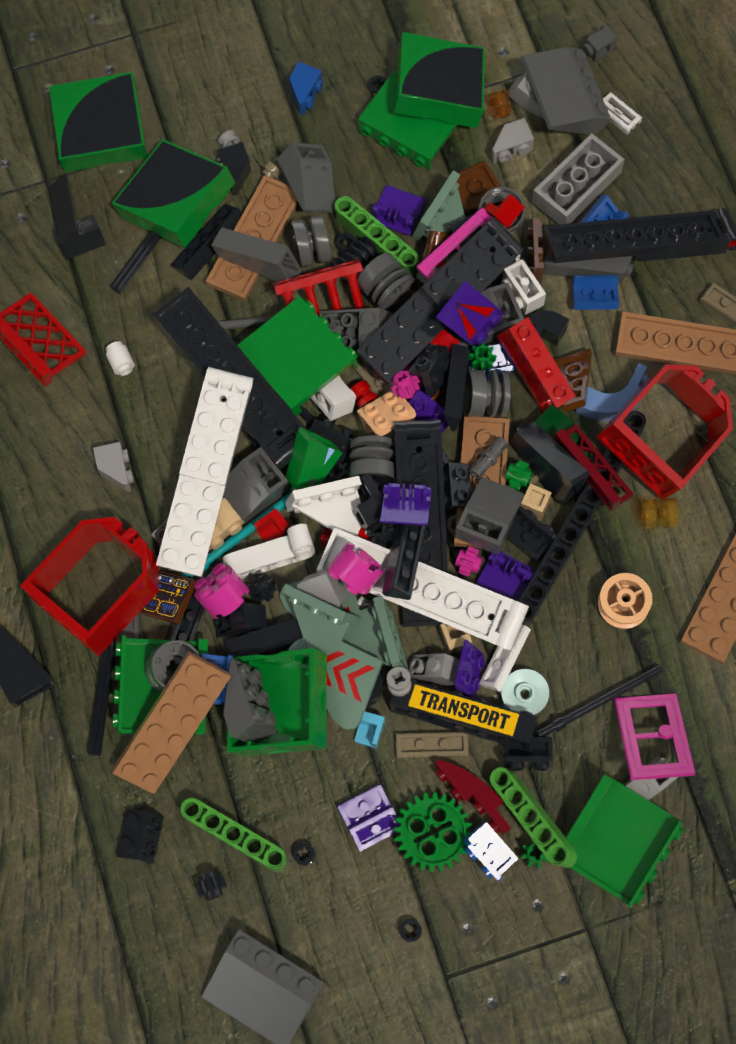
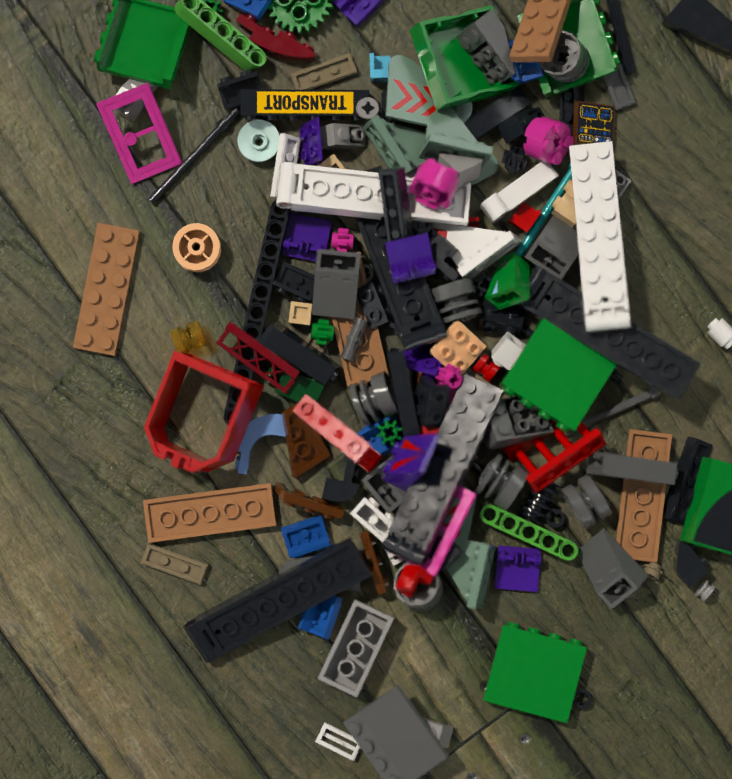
camera: 160 degrees right, 15 degrees up
(69, 553) = (679, 73): red container -> none
(112, 465) = (688, 229): light grey slope -> none
(304, 85) = (653, 673): blue slope -> none
(434, 240) = (469, 534): reddish brown plant -> none
(439, 80) = (520, 711): tile -> none
(474, 184) = (451, 617): reddish brown tile -> none
(500, 103) = (455, 711): clear orange brick -> none
(513, 141) = (431, 675): light grey slope -> none
(594, 327) = (311, 505): none -> reddish brown wing

